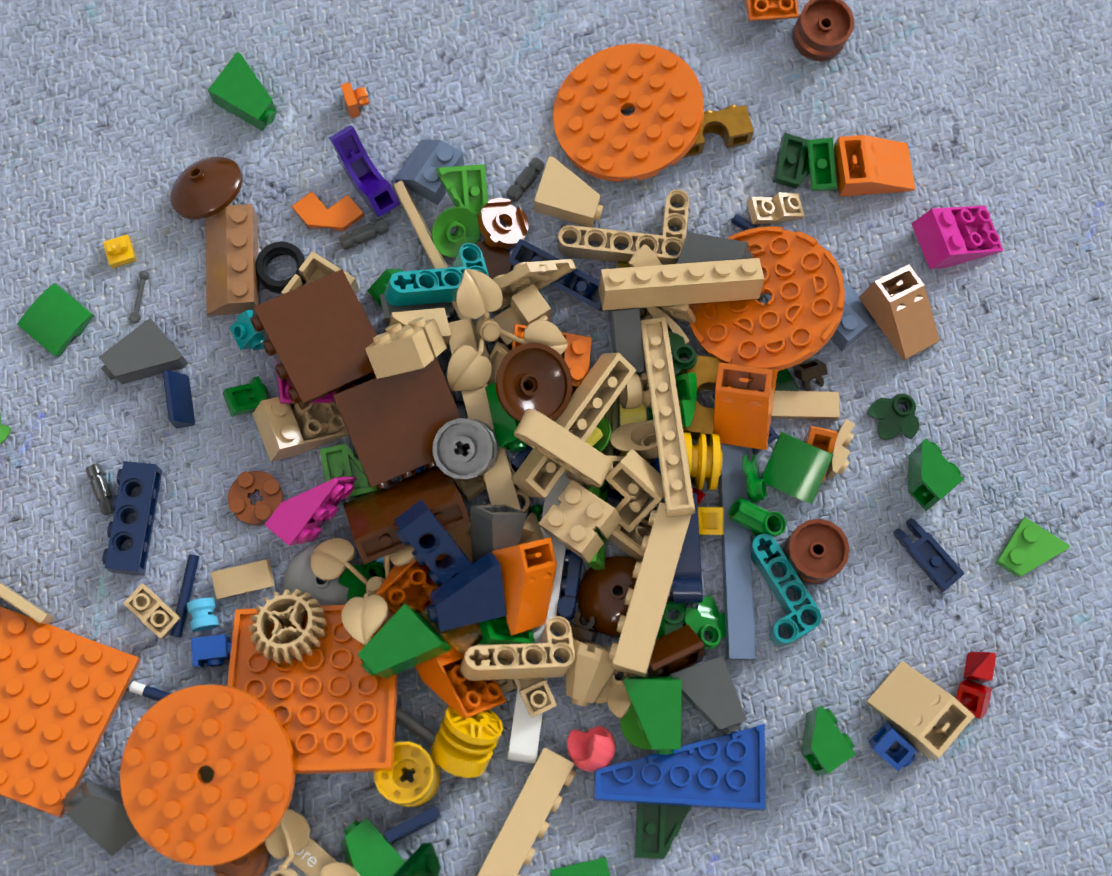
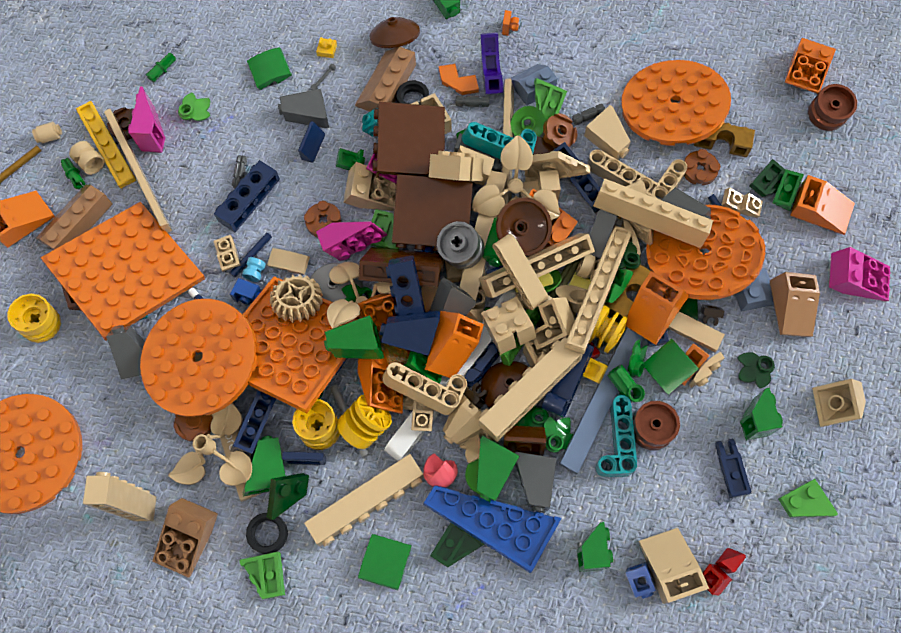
camera: 35 degrees right, 5 degrees down
(325, 818) = (253, 423): none -> dark blue brick
(711, 174) = (705, 159): none -> dark orange plate
(1009, 409) = (839, 402): none -> tan slope

